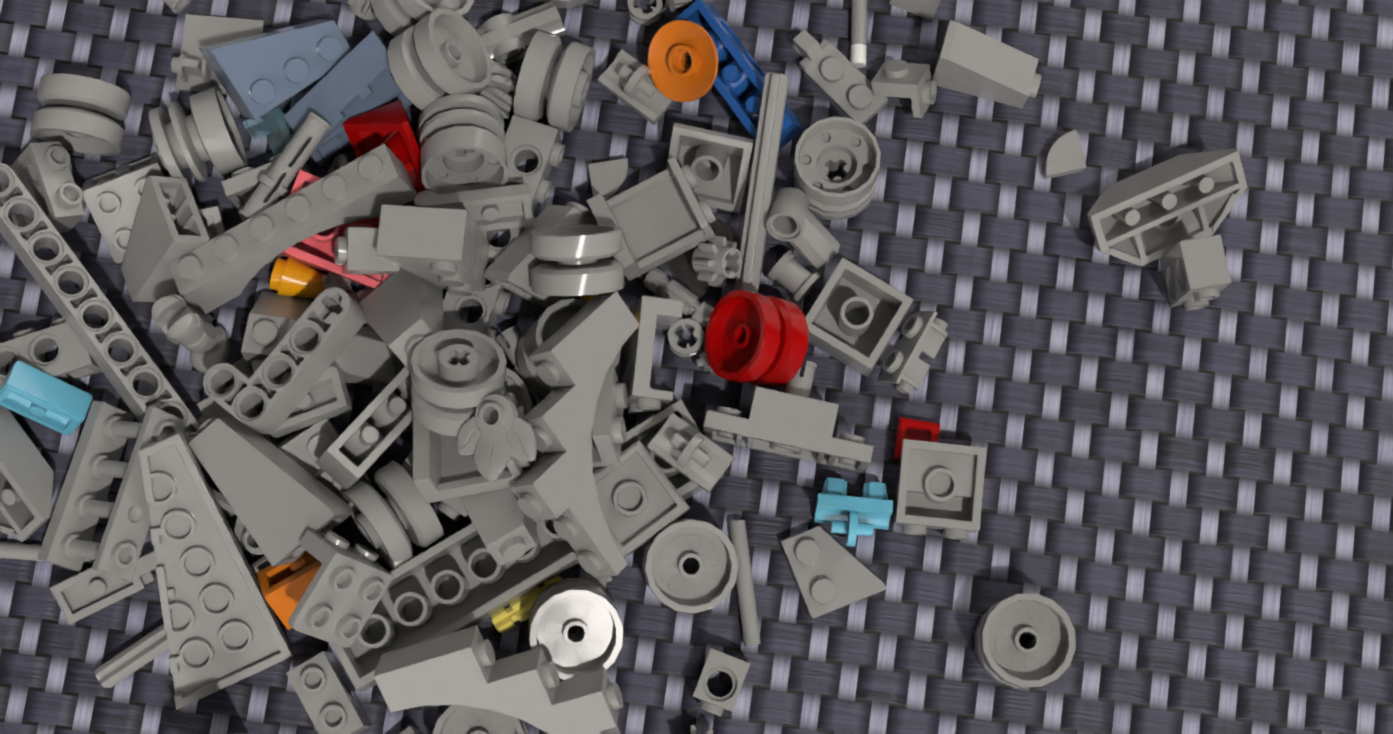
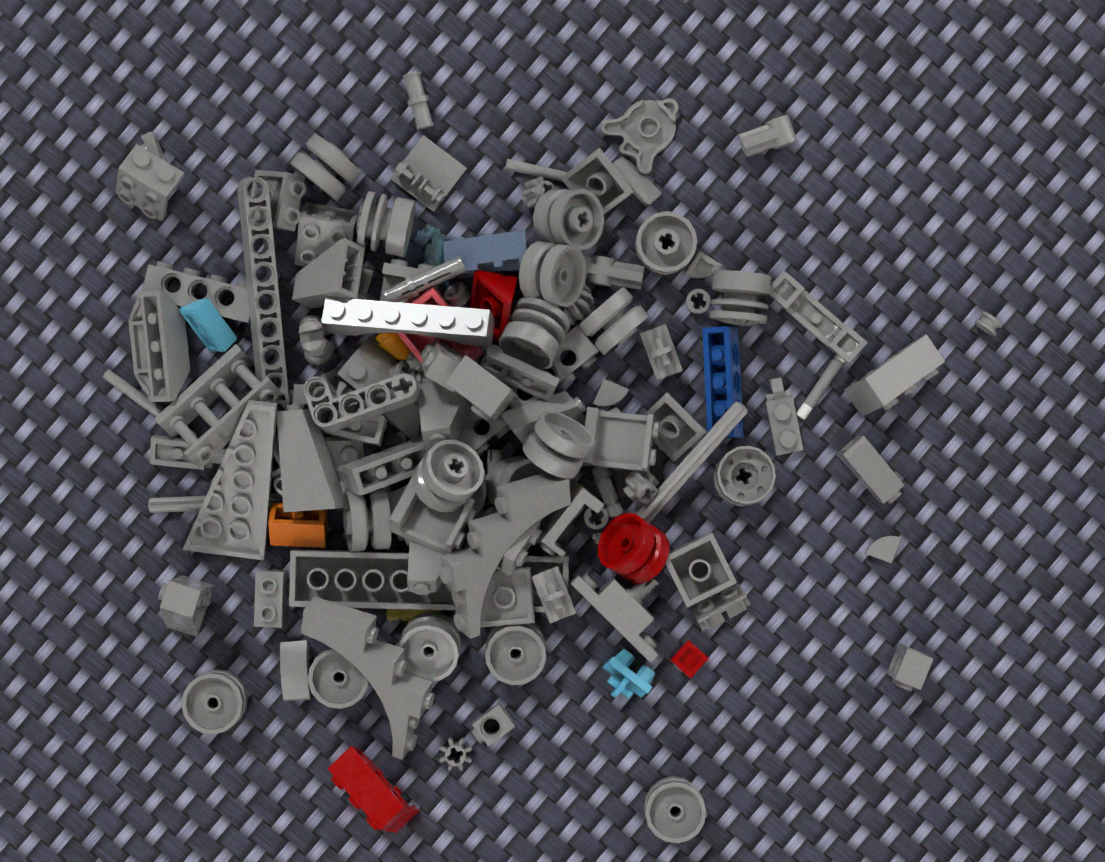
camera: 30 degrees right, 10 degrees up
(276, 64) = (458, 208): sand blue wedge -> none
(341, 591) = (315, 552): light grey bracket -> none
(496, 442) = (447, 528): light grey plate -> none
(670, 65) = (686, 359): orange dish -> none
(745, 584) = (539, 681): light grey bar -> none
(793, 222) = (698, 493): light grey piece -> none
(793, 276) = (680, 521): light grey bush -> none
(827, 572) = (591, 701): light grey wing -> none
(906, 81) = (819, 448): light grey bracket -> none
(940, 488) = (683, 695): light grey plate -> none
(1166, 205) = (920, 616): light grey wedge -> none

